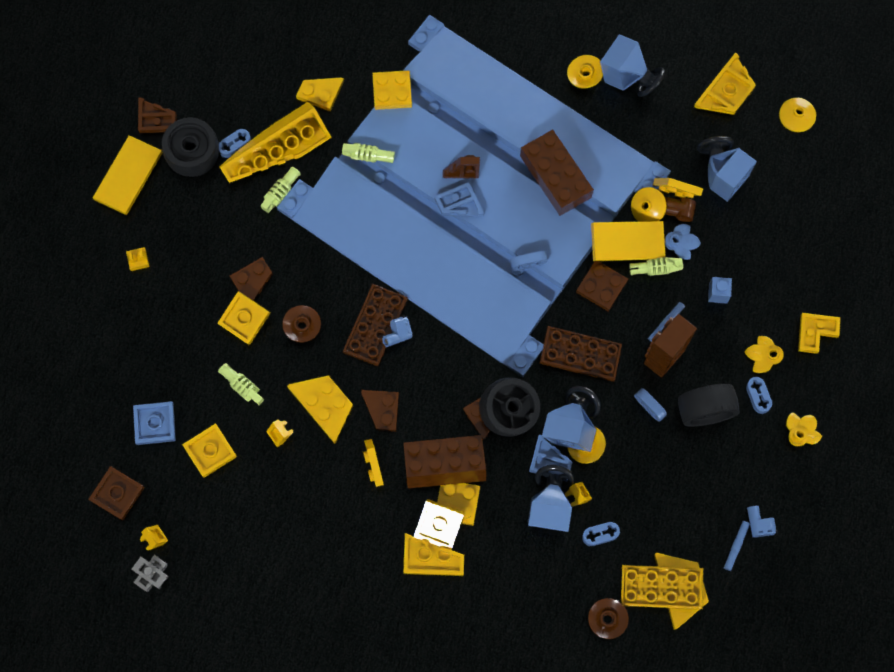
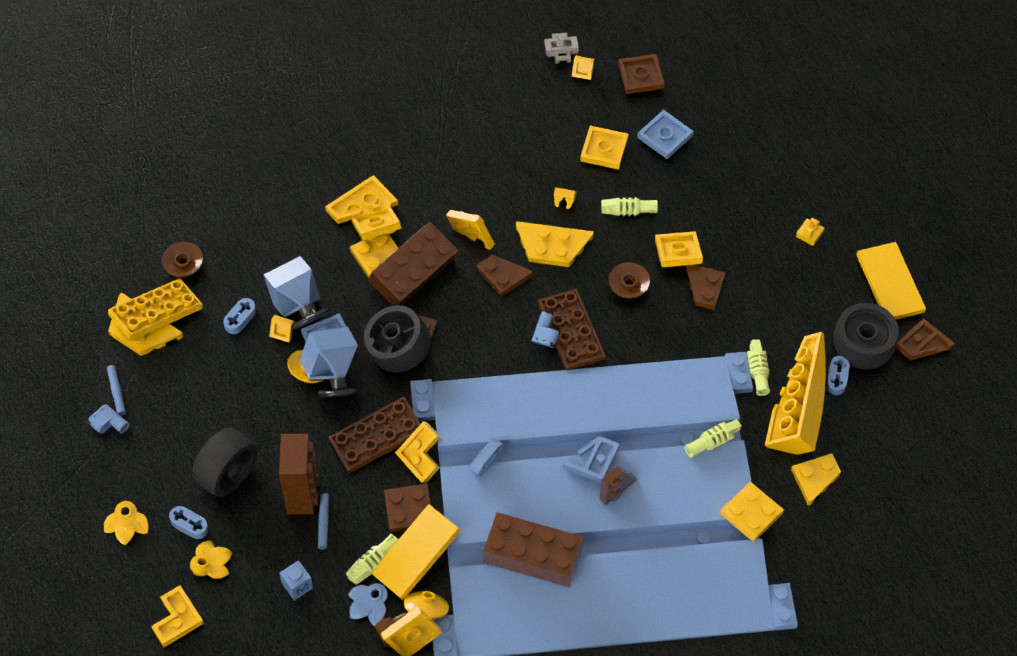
camera: 140 degrees right, 15 degrees down
(566, 315) = (415, 449): none -> yellow plate
(650, 404) = (272, 438): medium blue beam -> none

